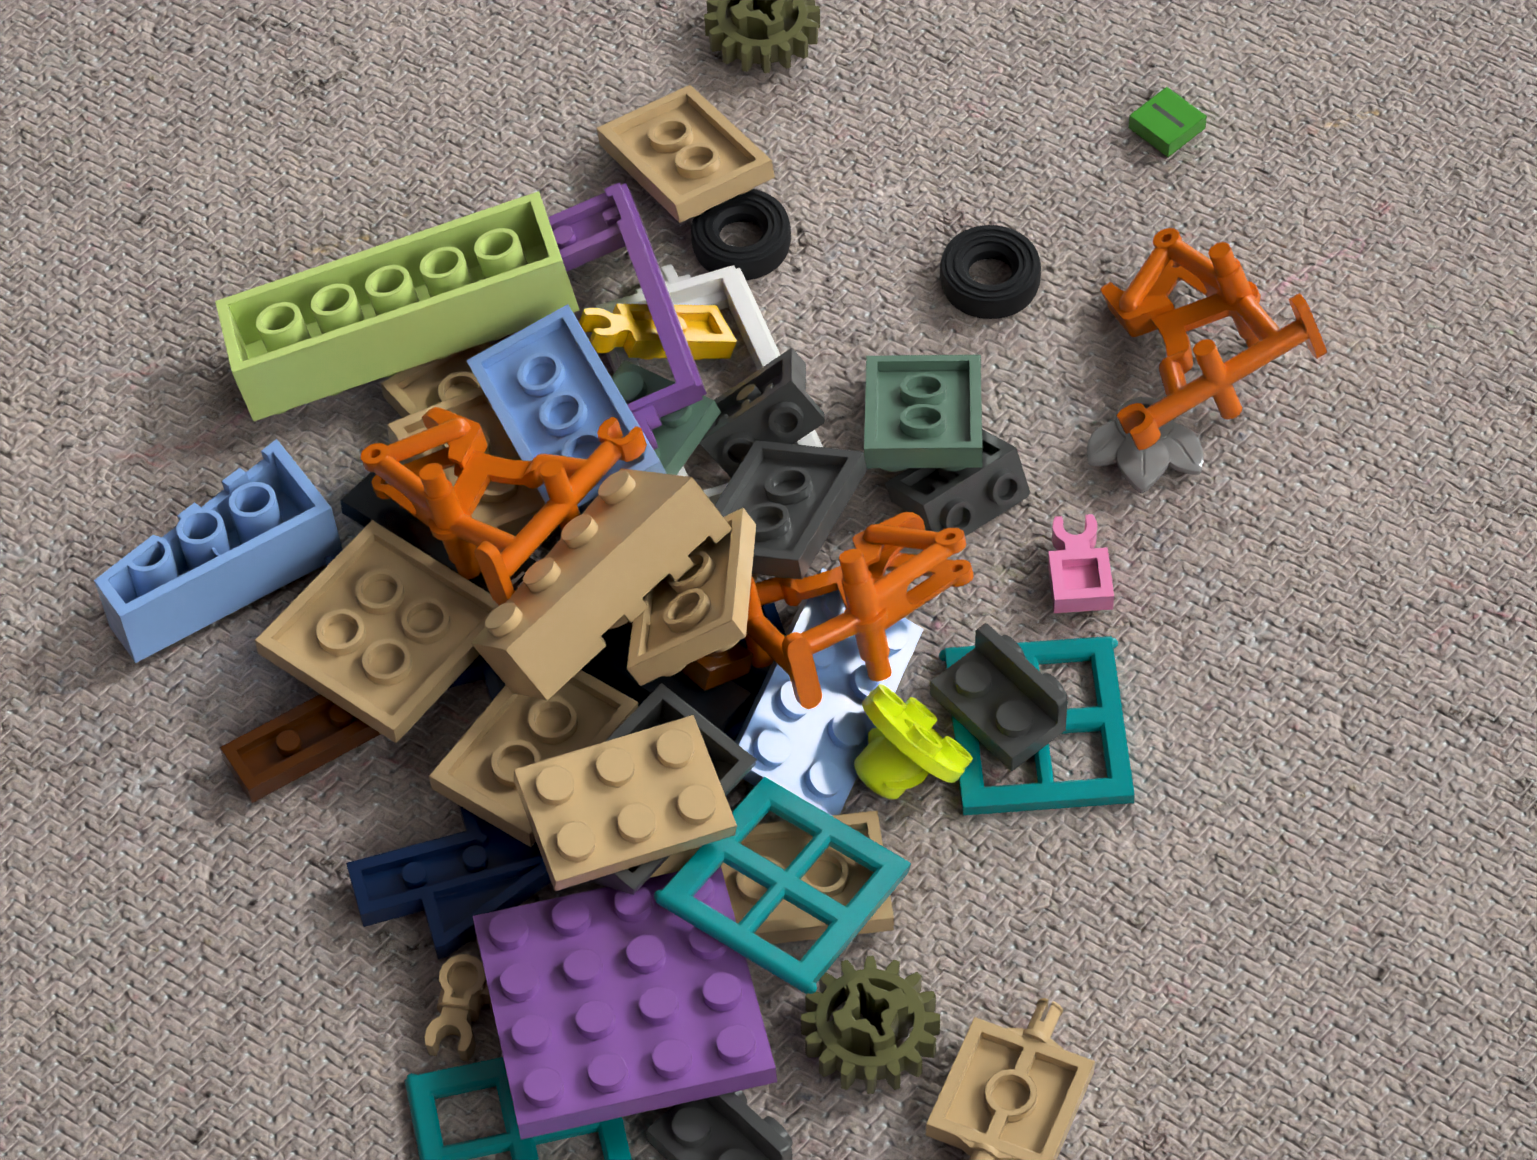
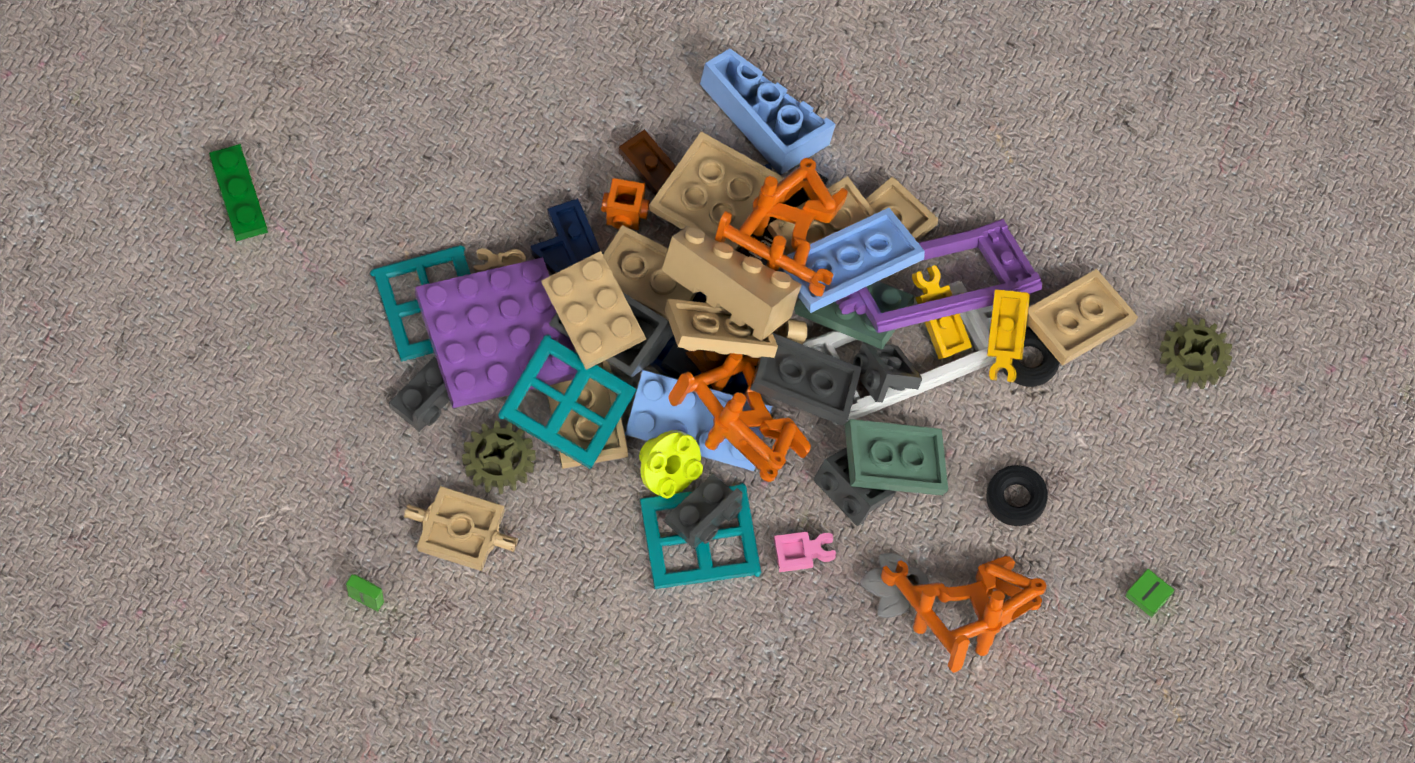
camera: 80 degrees right, 10 degrees up
(376, 781) = (625, 204): none -> orange brick
(394, 306) = (933, 172): yellowish green brick -> none
(712, 234) = (1007, 331): none -> yellow plate

